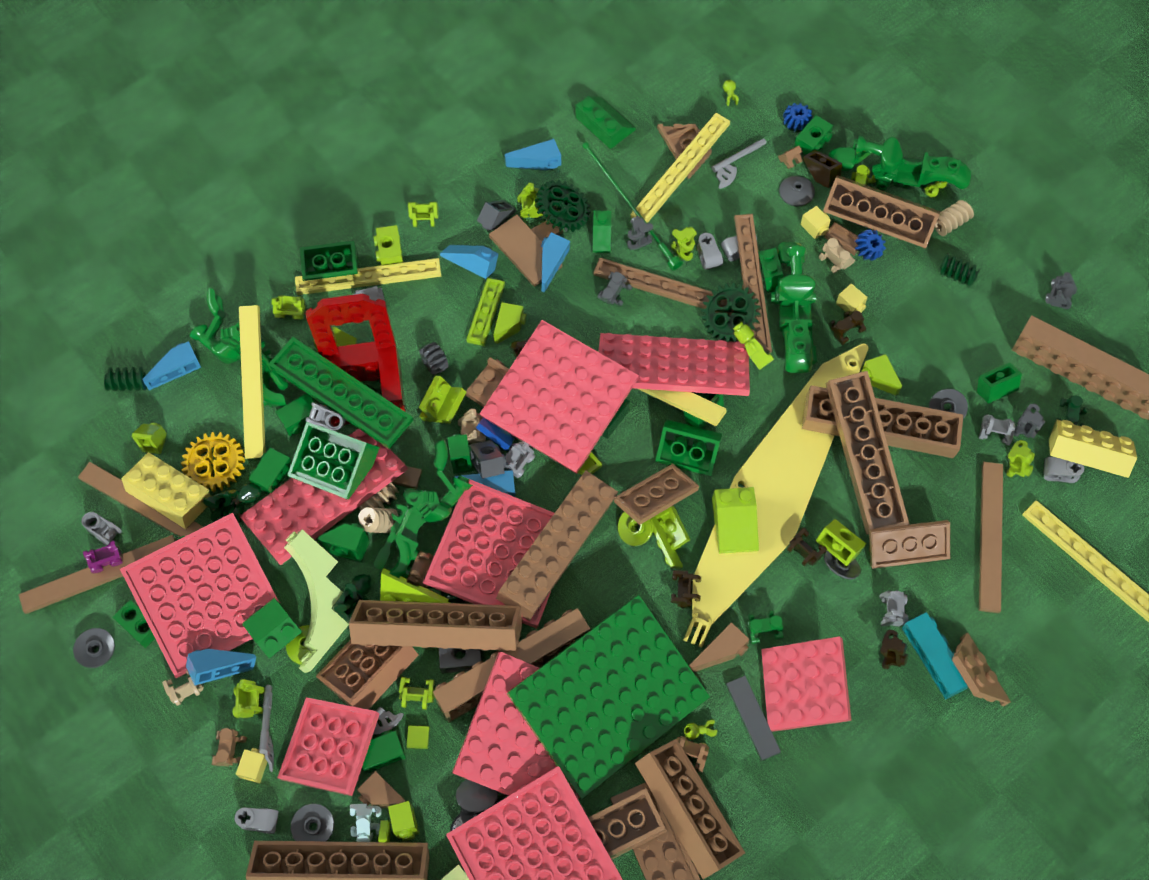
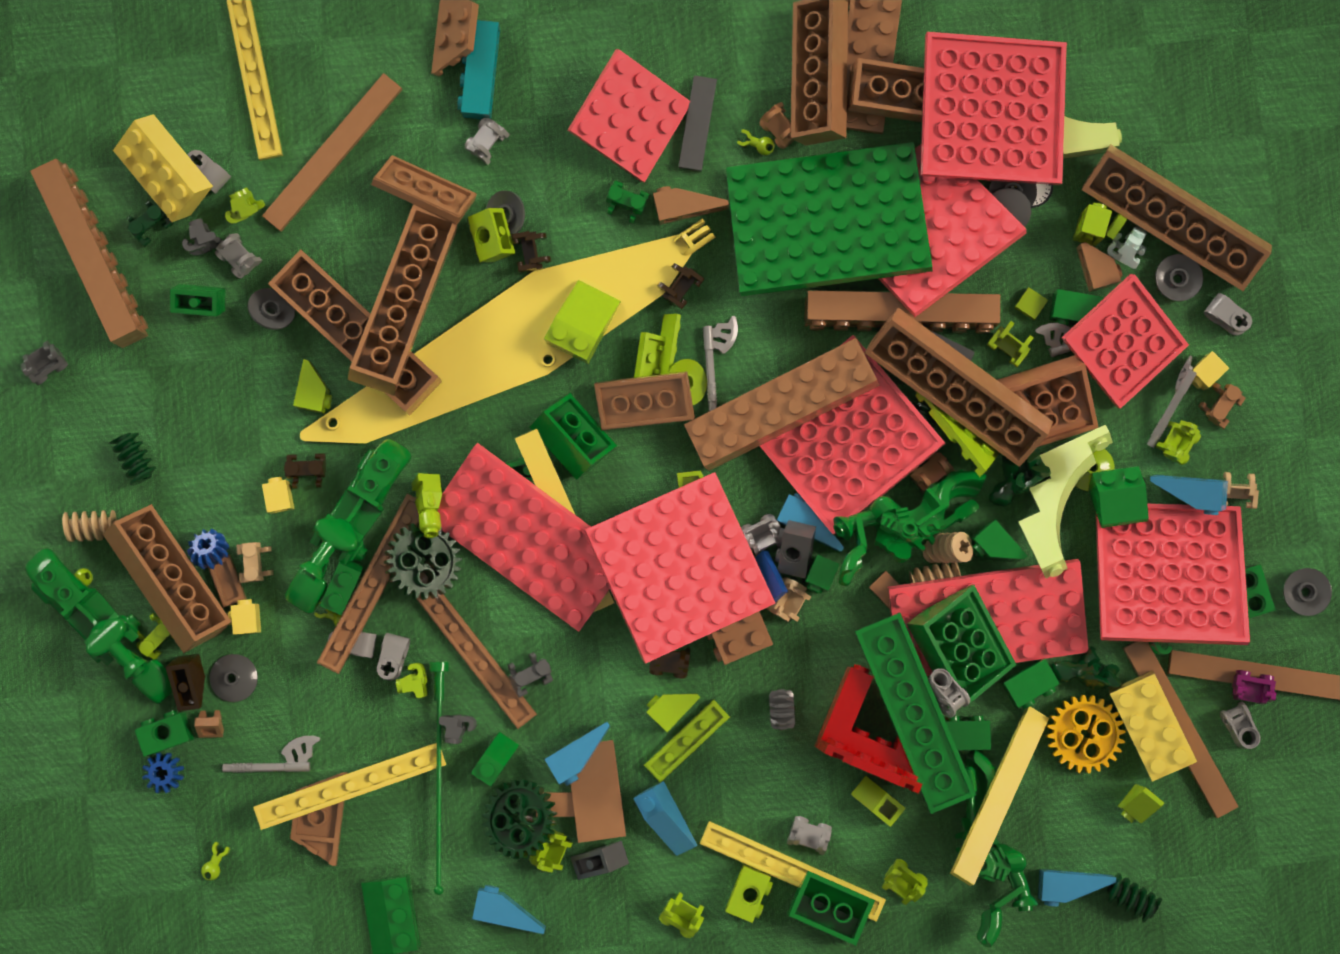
camera: 150 degrees left, 20 degrees up
(441, 401) = (804, 647): lime bracket -> none
(636, 564) = (709, 345): none -> light grey piece
(893, 650) = (520, 97): dark brown piece -> none

